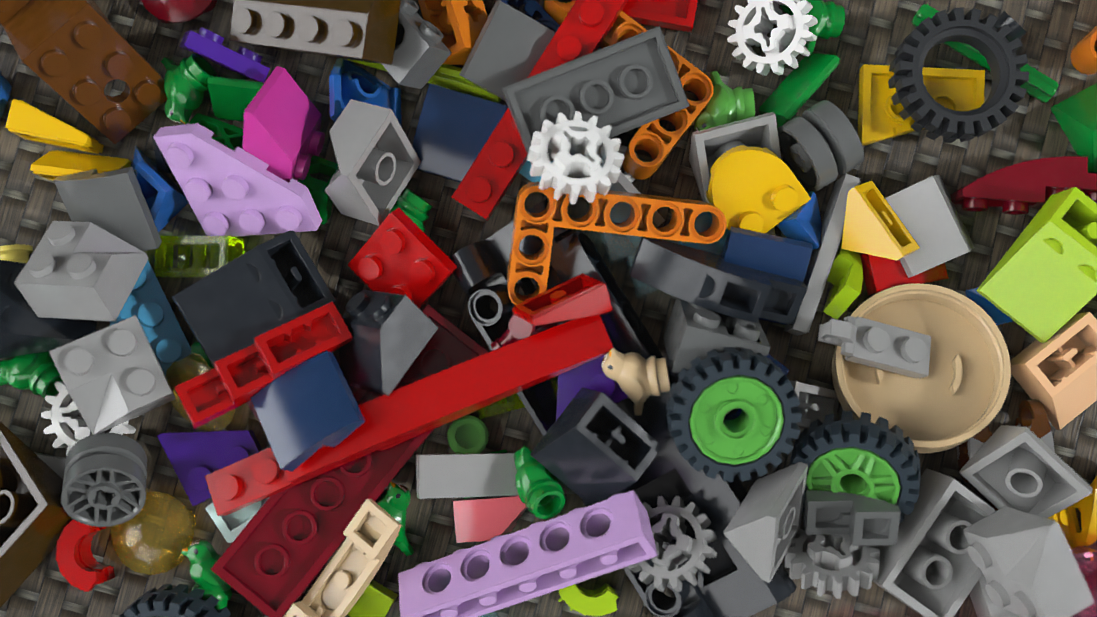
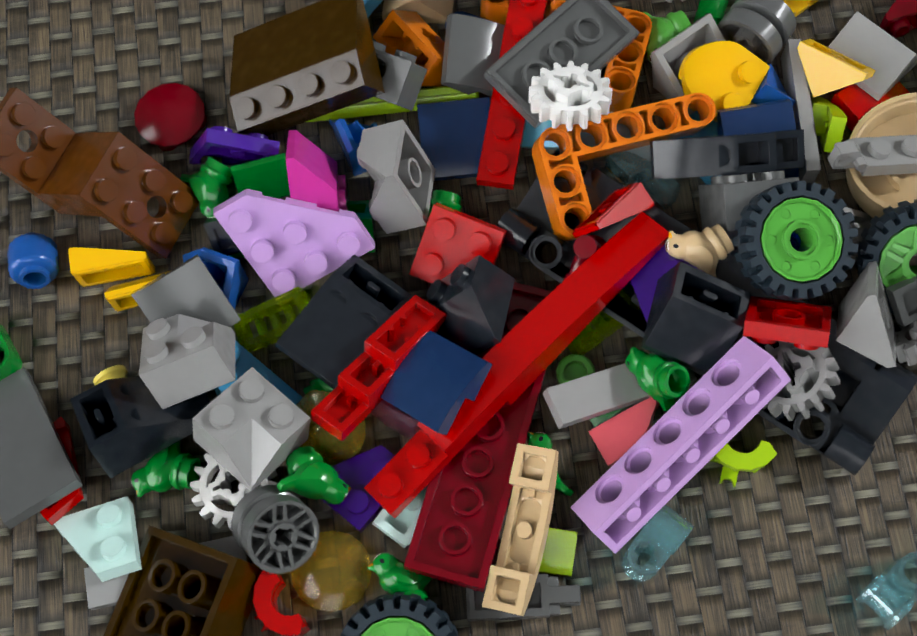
camera: 15 degrees left, 15 degrees down
(163, 442) = (313, 477): none -> green animal
(684, 496) = (788, 321): none -> red plate

